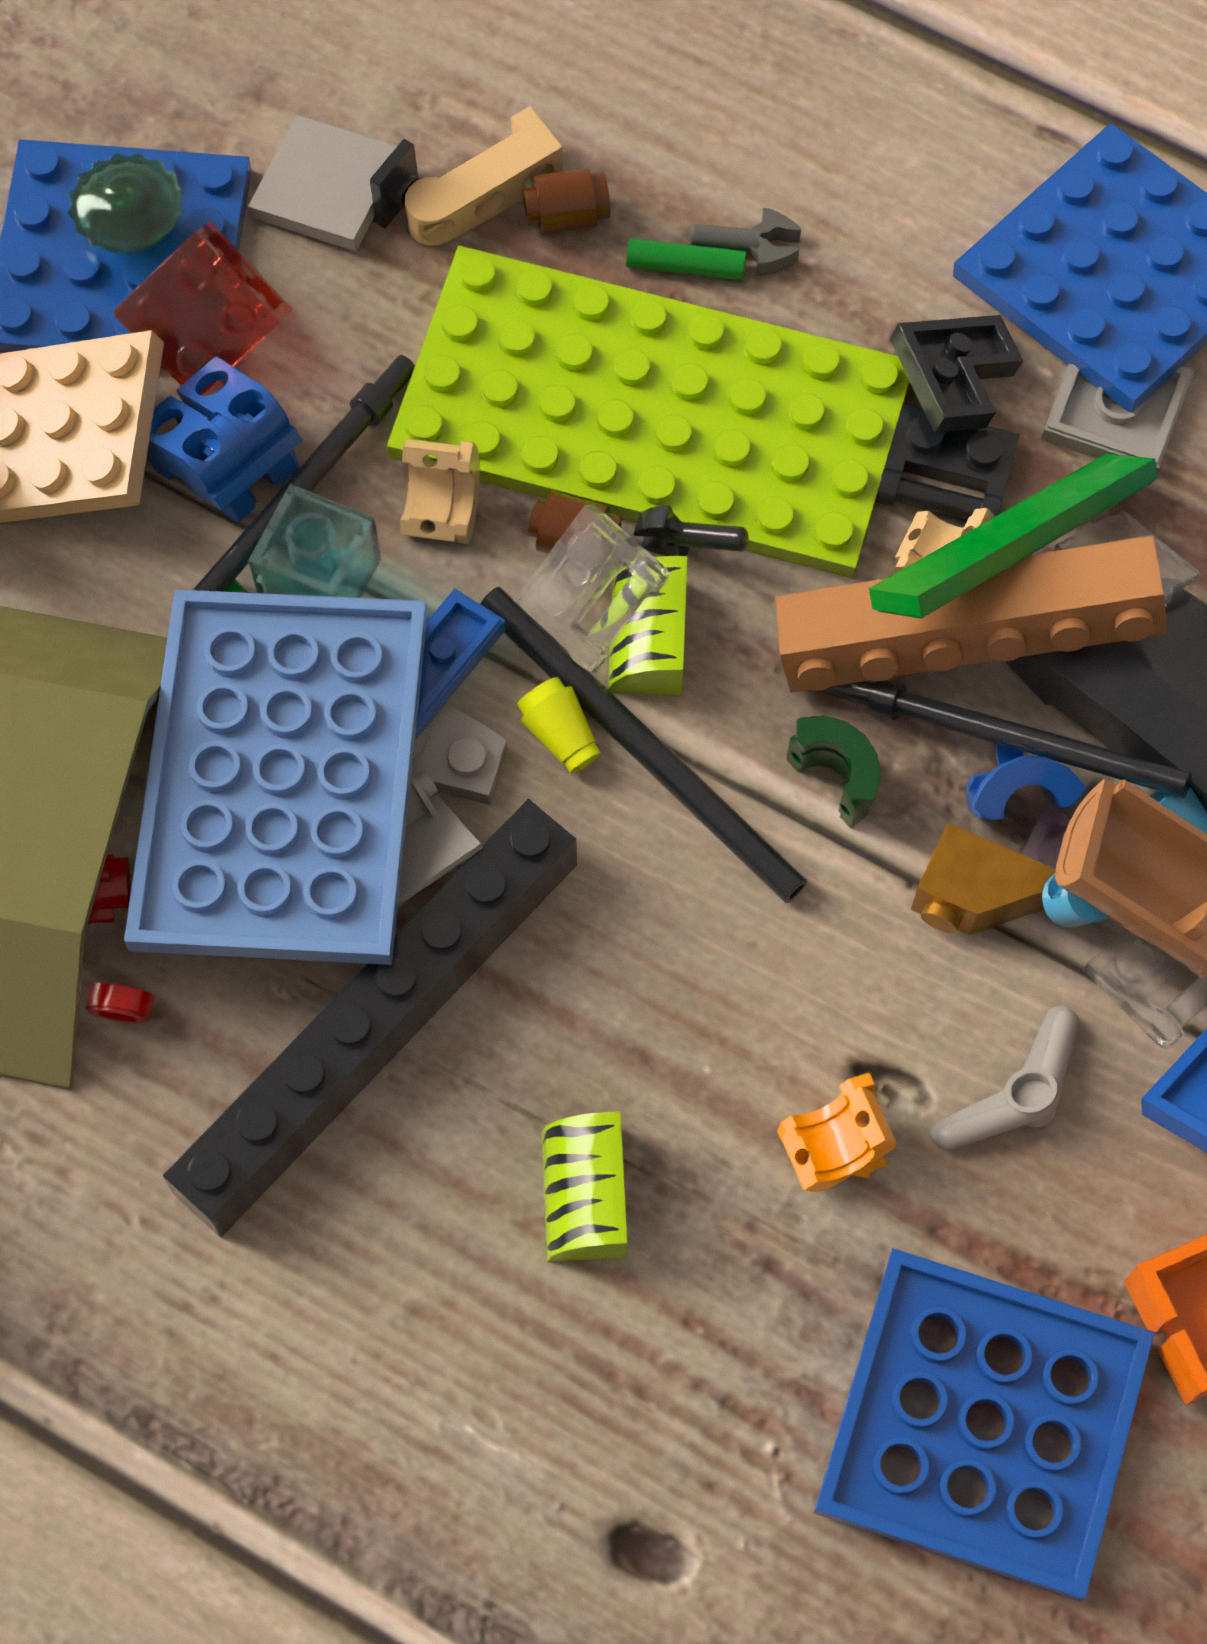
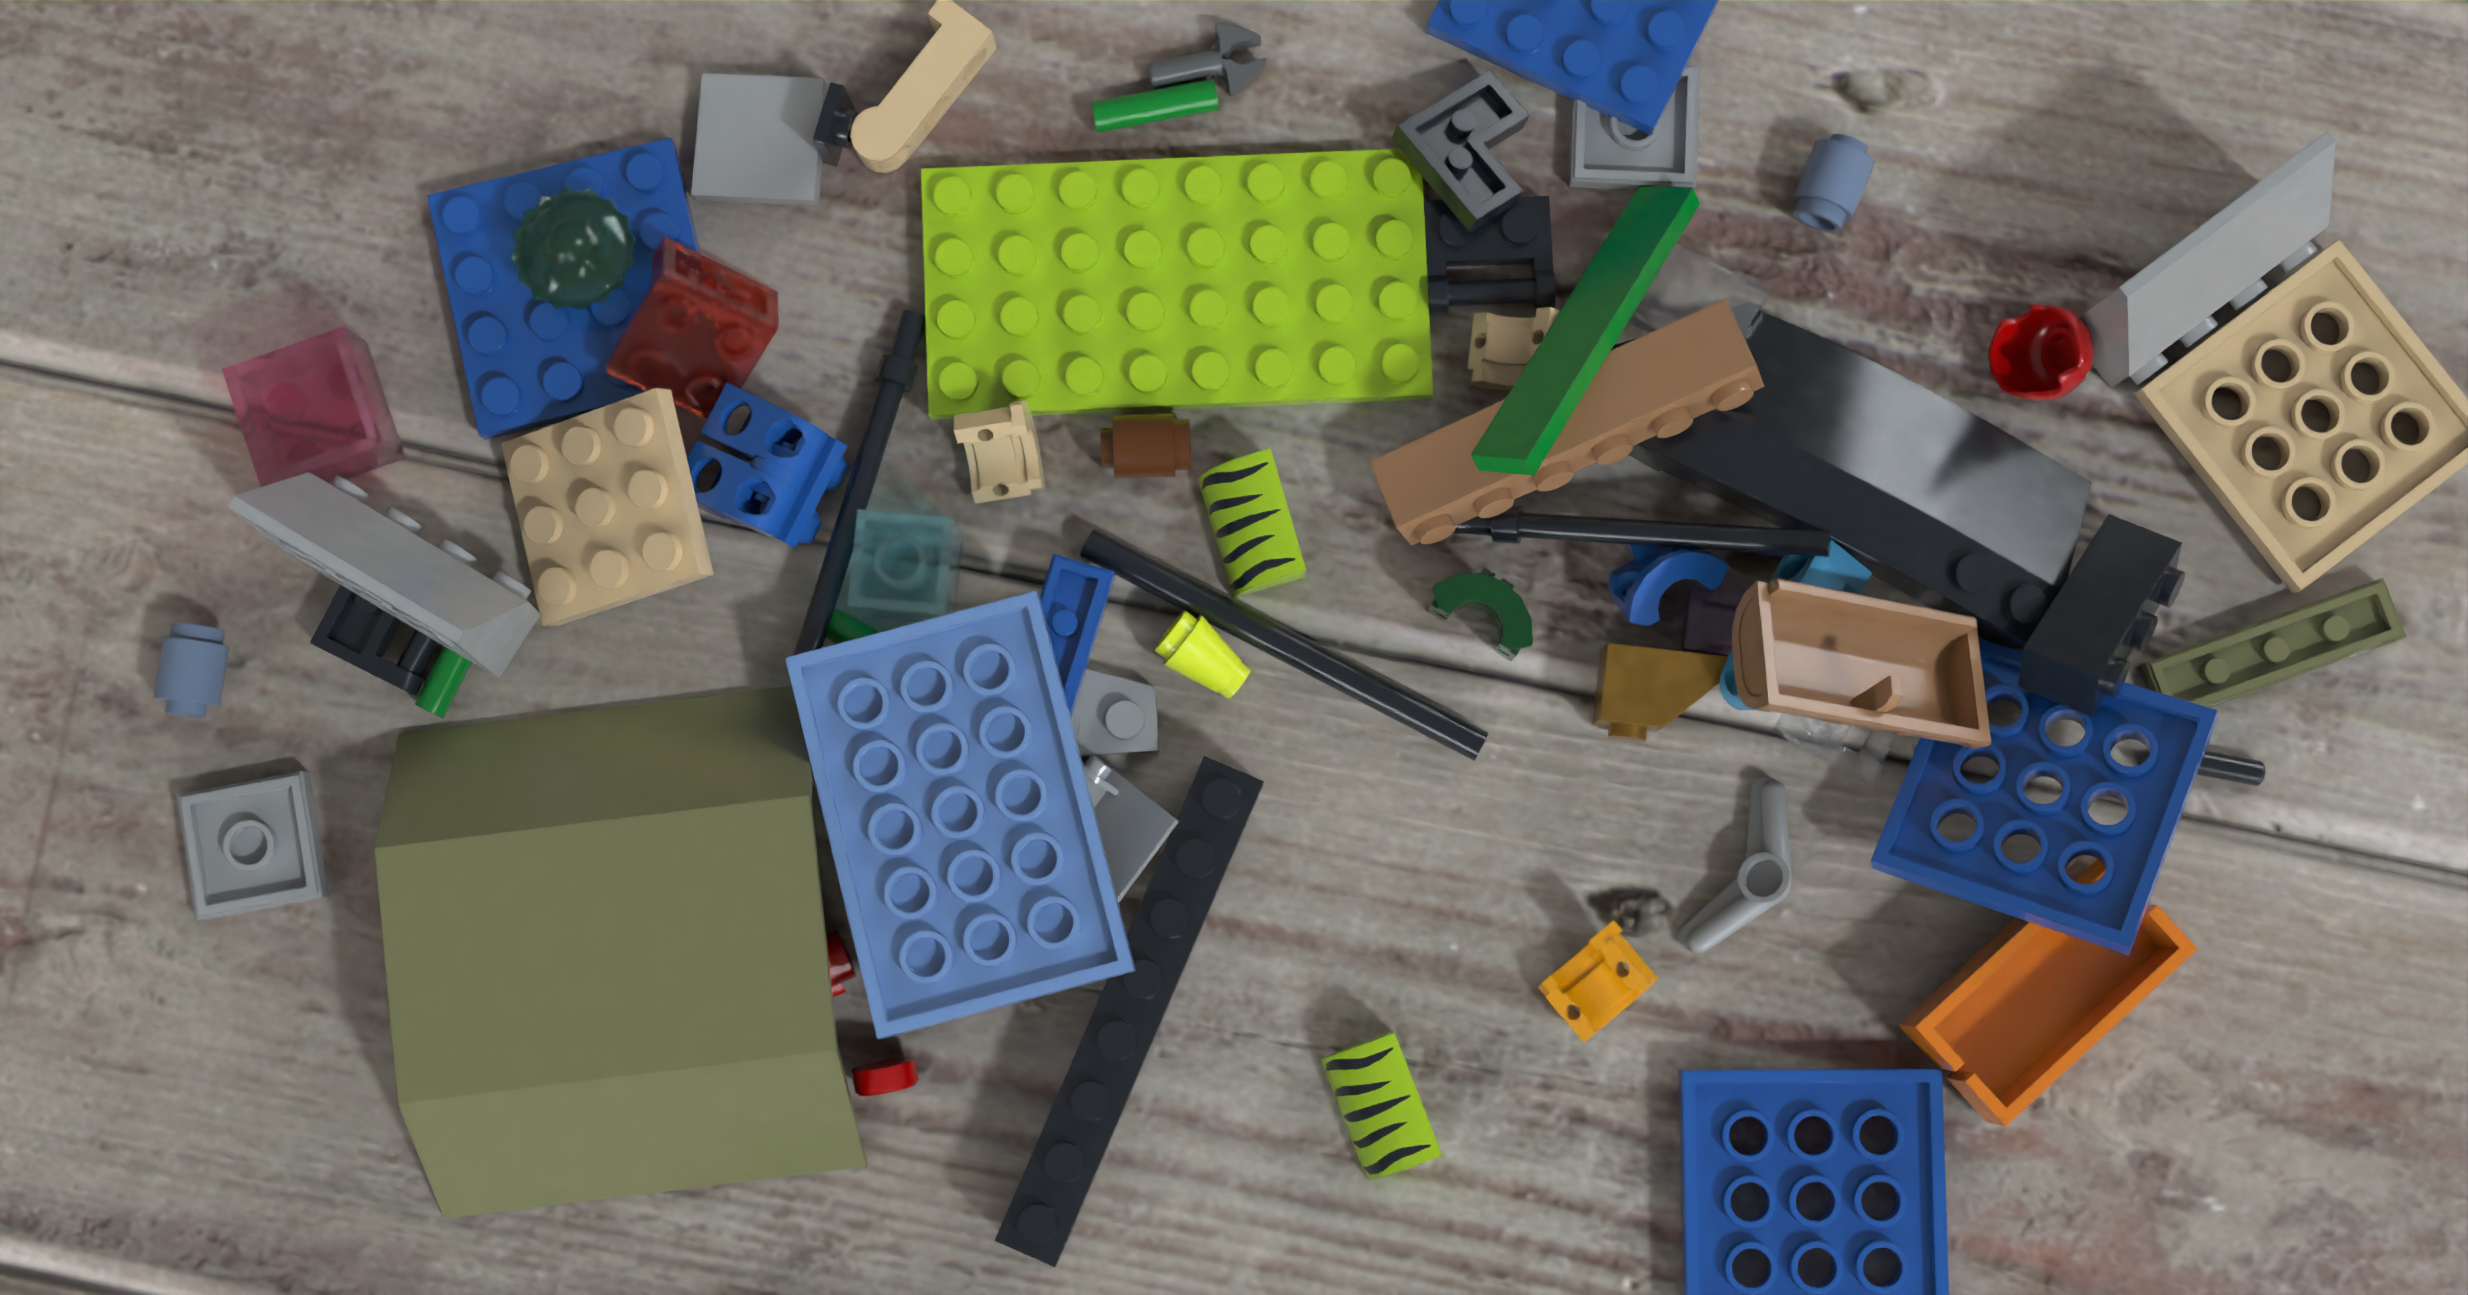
camera: 15 degrees left, 15 degrees up
(567, 200) = (1014, 83): reddish brown brick -> none
(576, 577) = (1168, 499): clear plate -> none
(670, 537) = (1242, 419): black bar -> none

